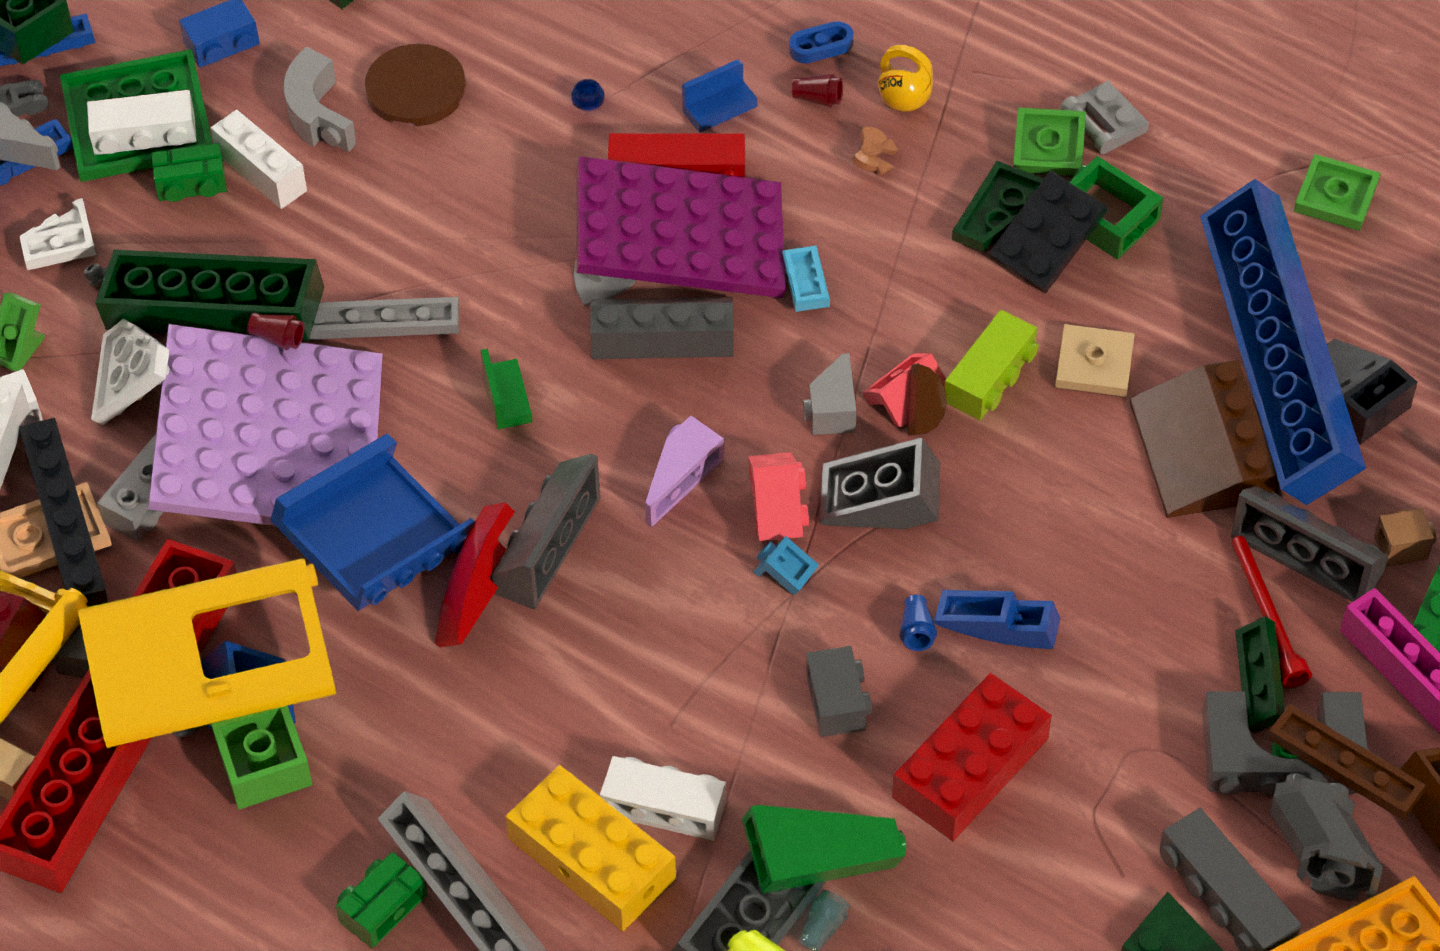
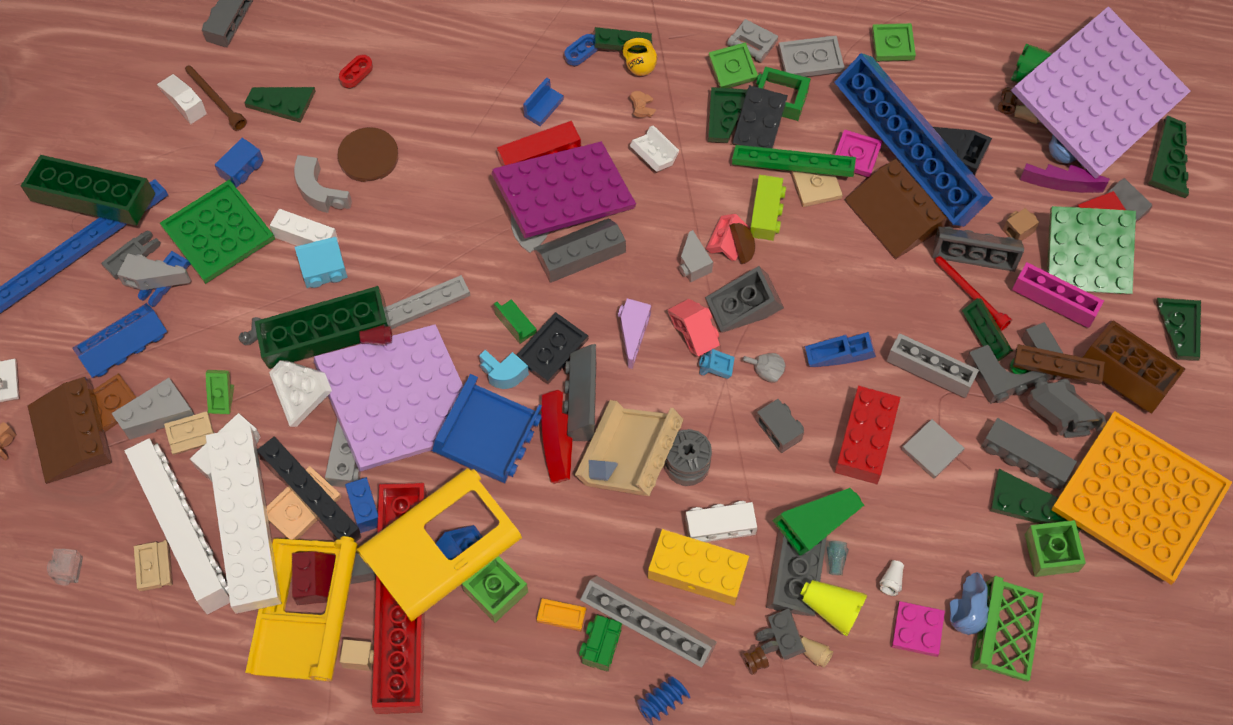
camera: 25 degrees left, 10 degrees up
(59, 239) = (212, 323): white wing -> none
(131, 558) = (363, 504): none -> blue brick
(141, 122) = (227, 236): white brick -> none
(189, 172) = (268, 255): green brick -> none
(259, 205) = (321, 262): none -> medium azure slope
(345, 837) = (561, 614): none -> light orange tile
(449, 460) = (504, 374): none -> medium azure brick
(515, 645) = (601, 469): none -> sand blue slope
(534, 447) = (551, 347): none -> black plate
(570, 629) = (636, 442): none -> tan panel
(587, 95) = (469, 122): clear blue plate -> none
(660, 680) = (690, 468): none -> dark grey wheel
(806, 278) = (643, 193): medium azure plate -> none
(819, 89) = (595, 78): dark red cone -> none
(857, 221) = (655, 149): none -> white bracket
(867, 598) = (768, 366): none -> light grey piece
(875, 39) = (615, 39): none -> dark green plate
(917, 625) = (802, 371): blue cone -> none
(1072, 310) = (794, 160): none -> green plate
(1073, 821) = (933, 449): none -> light grey tile
(1135, 691) = (932, 365): none -> light grey brick
(1185, 335) = (863, 148): none -> dark pink plate
(1187, 169) = (811, 56): none -> light grey plate

